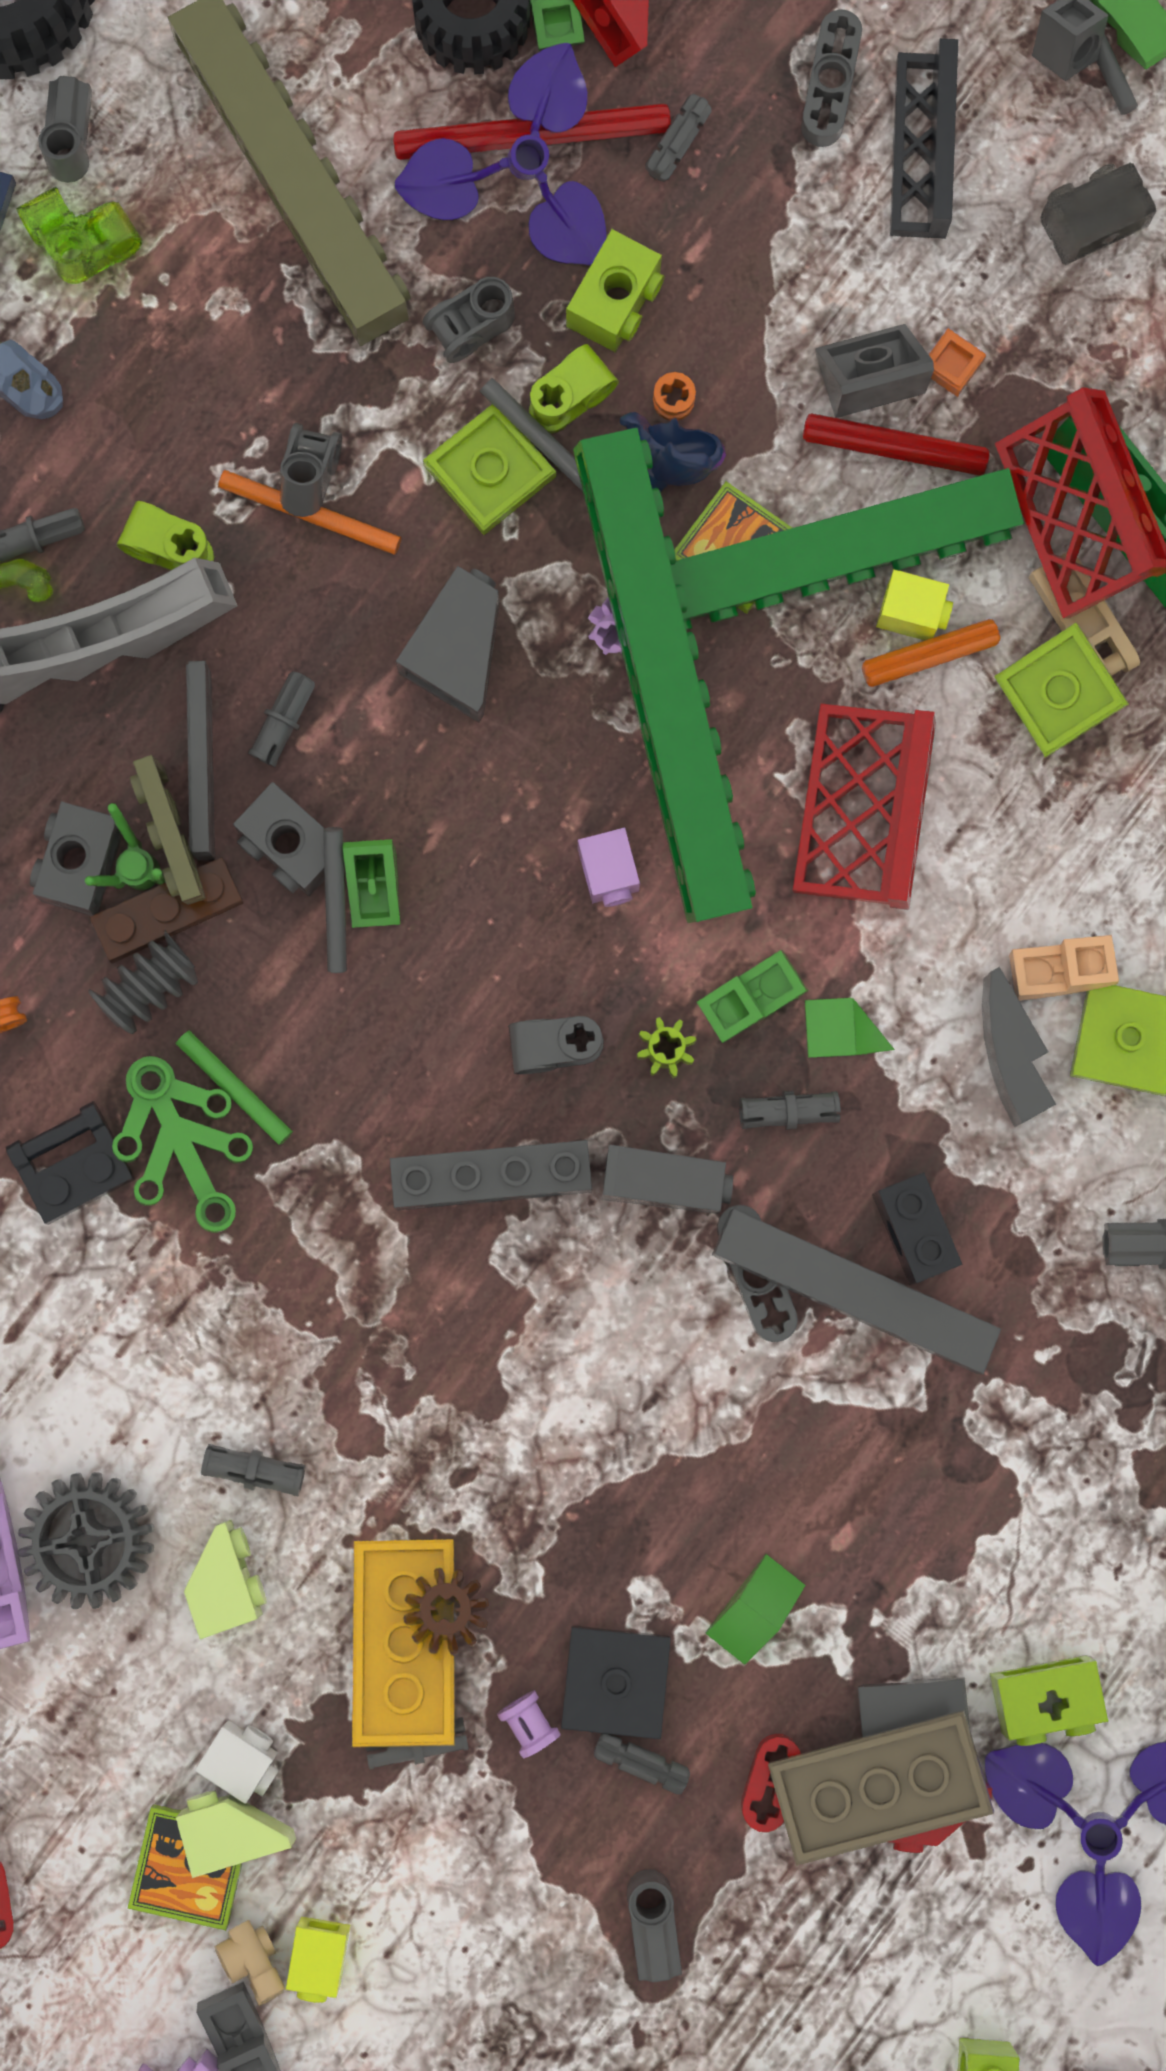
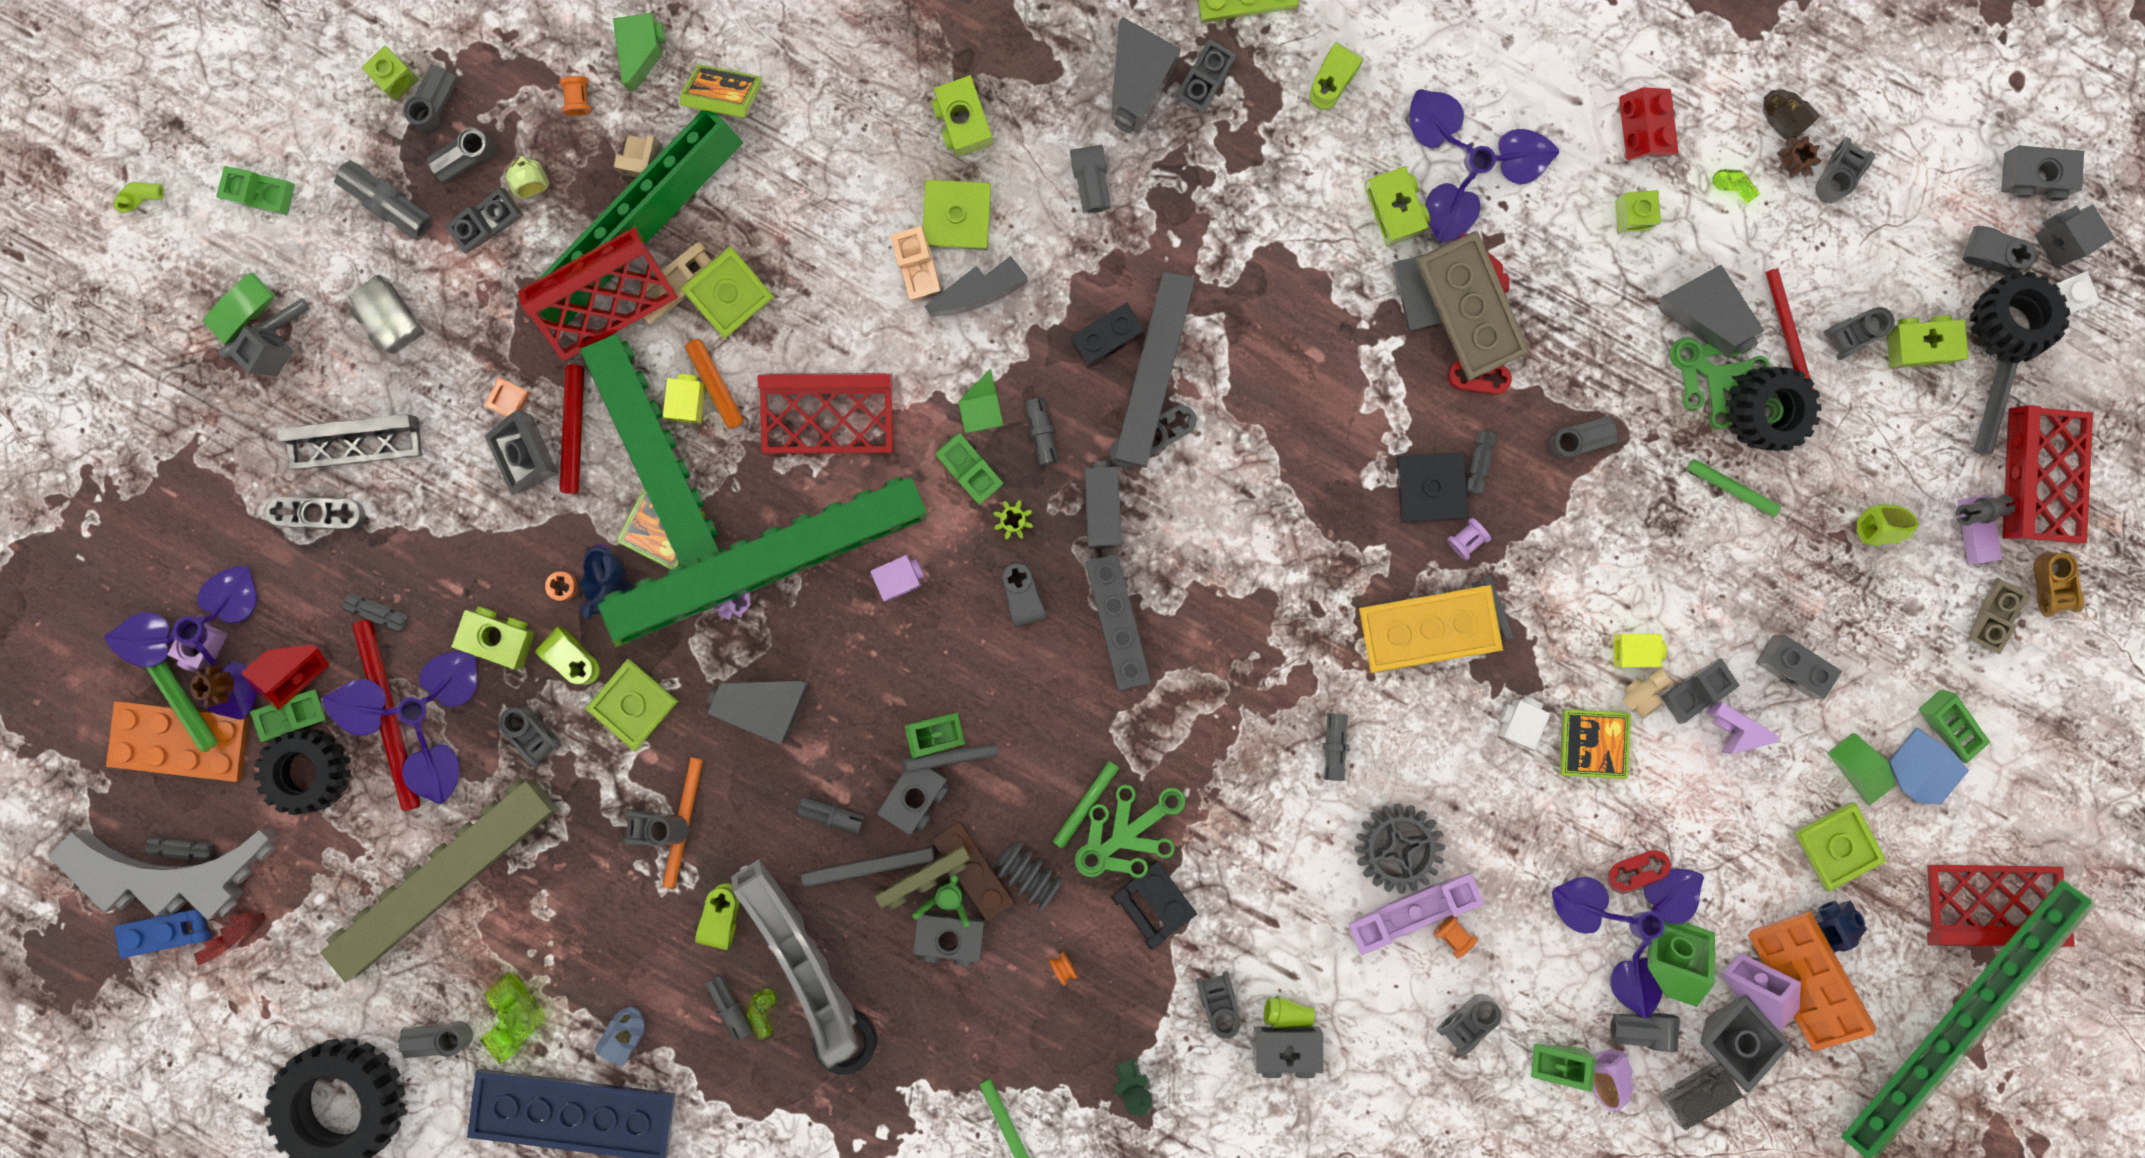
camera: 90 degrees left, 5 degrees up
(220, 1587) = (1414, 754): yellowish green slope -> none
(228, 1833) = (1570, 721): yellowish green slope -> none
(448, 1594) = (1419, 603): reddish brown gear -> none
(532, 429) = (601, 679): dark grey bar -> none
(756, 1610) = (1371, 403): bright green slope -> none

